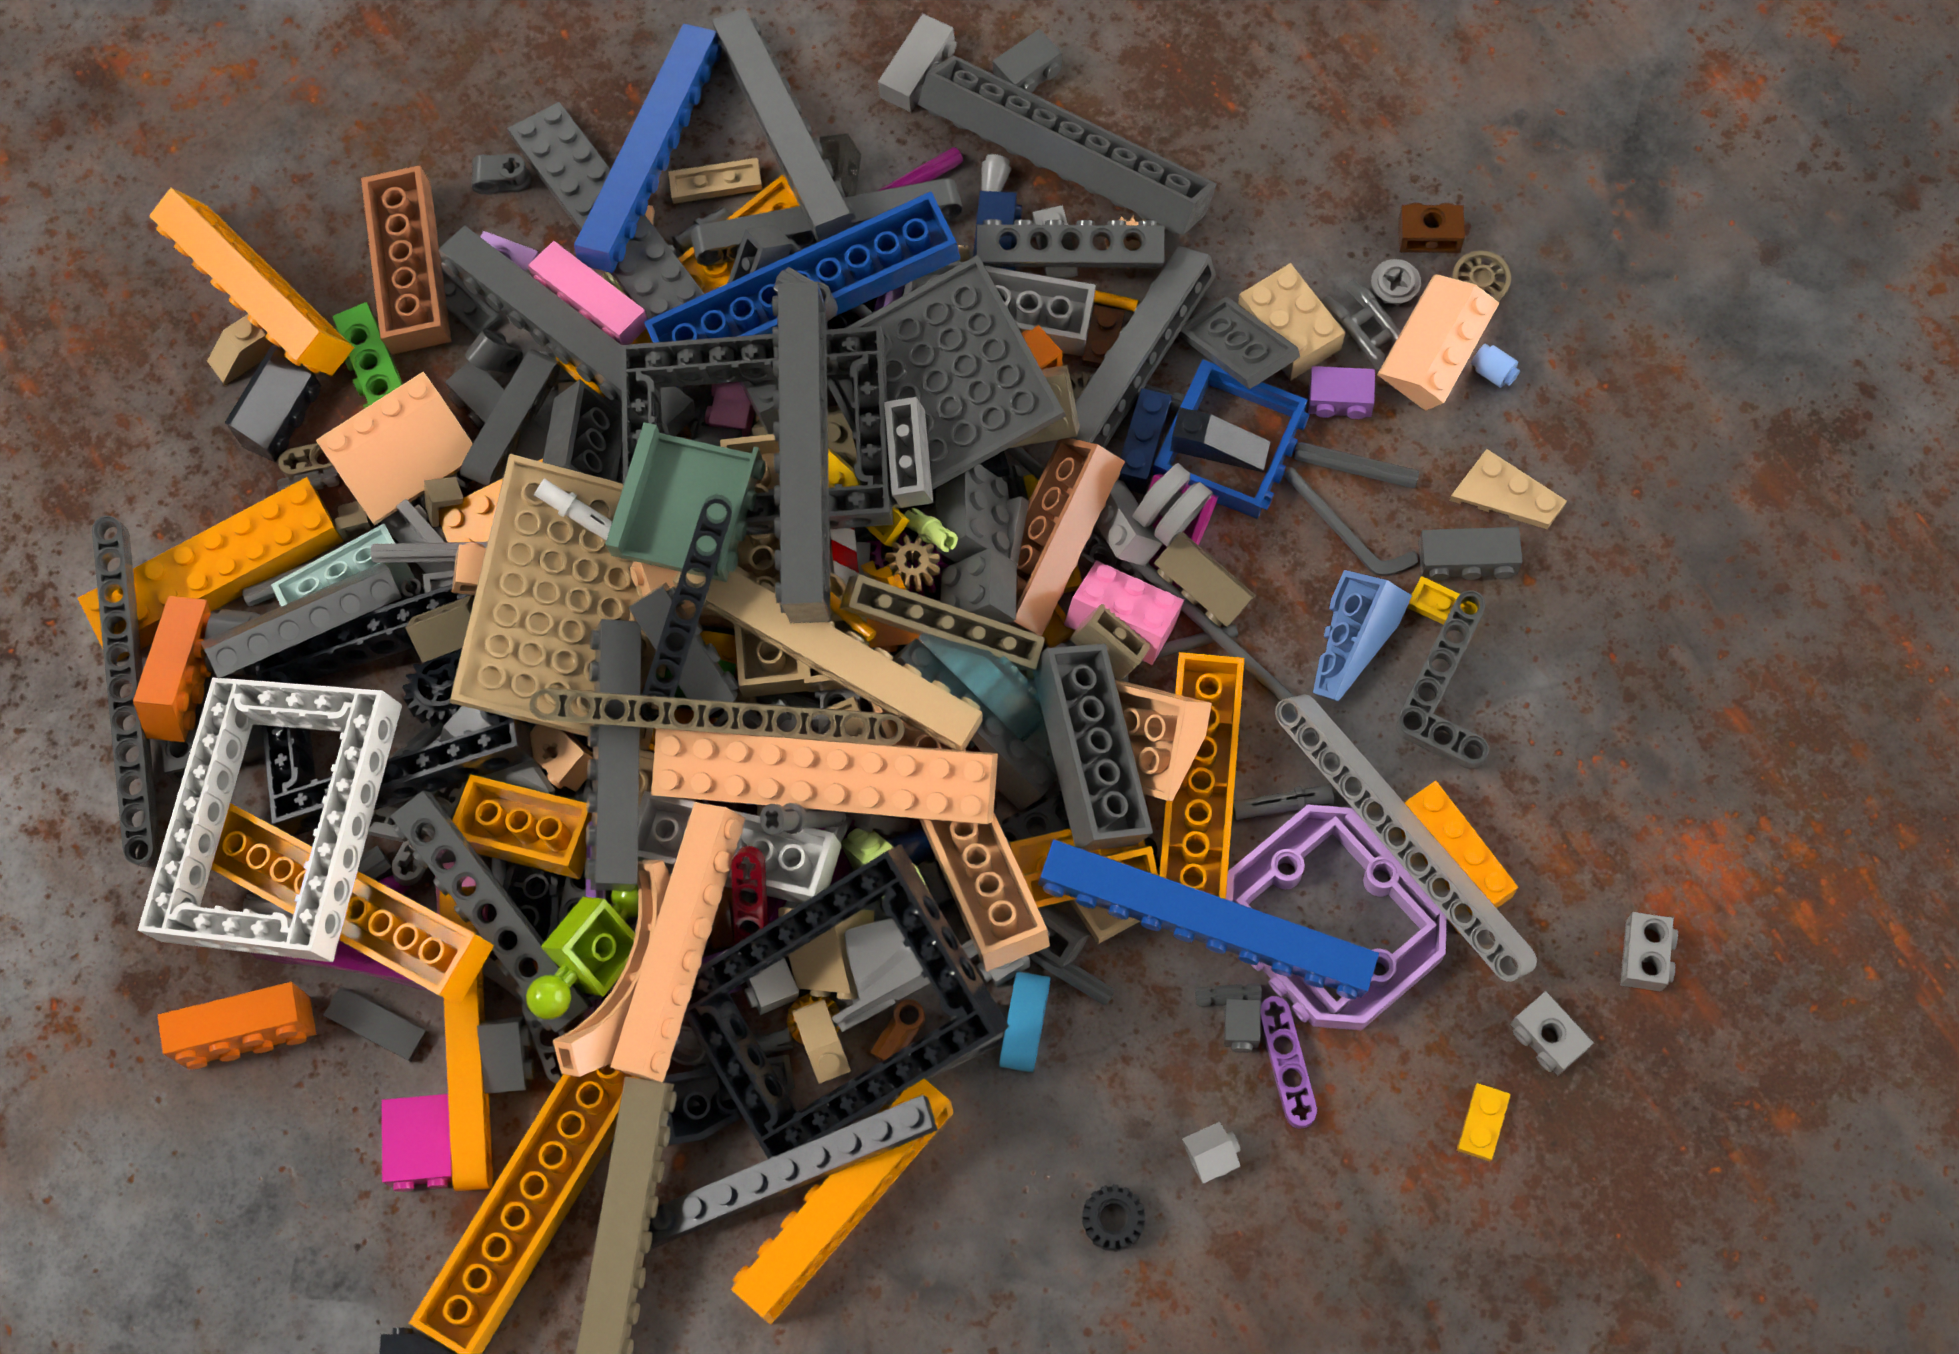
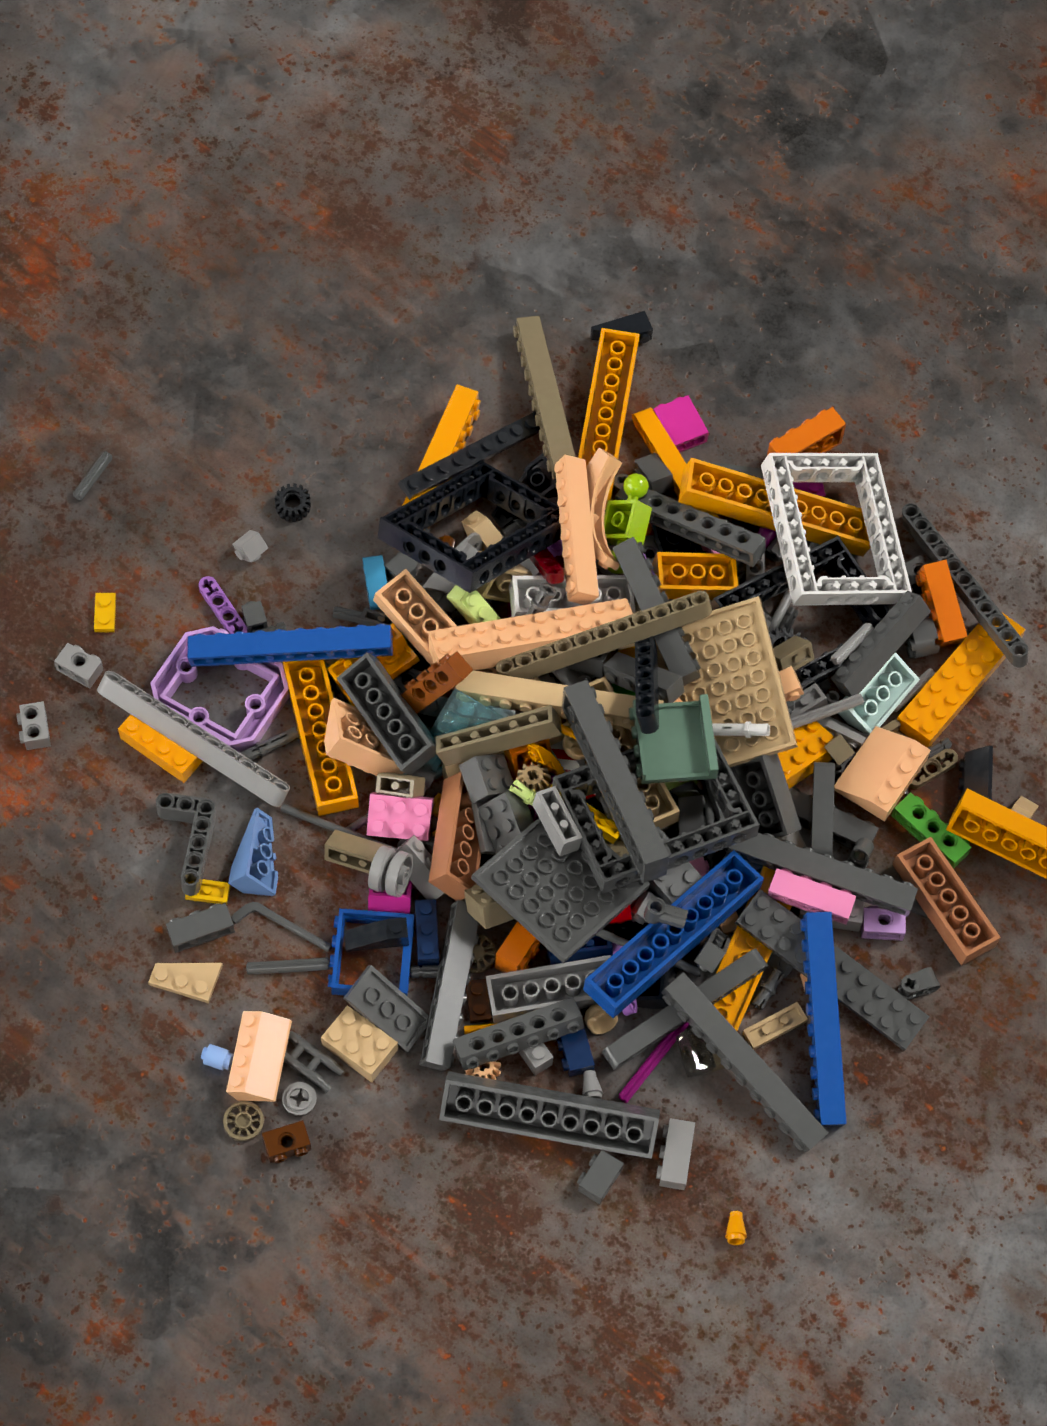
camera: 150 degrees right, 5 degrees down
(343, 633) = (851, 644): none -> light grey axle
(1004, 733) = (437, 681): none -> dark orange brick
(1341, 392) = (311, 1007): medium lavender brick -> none

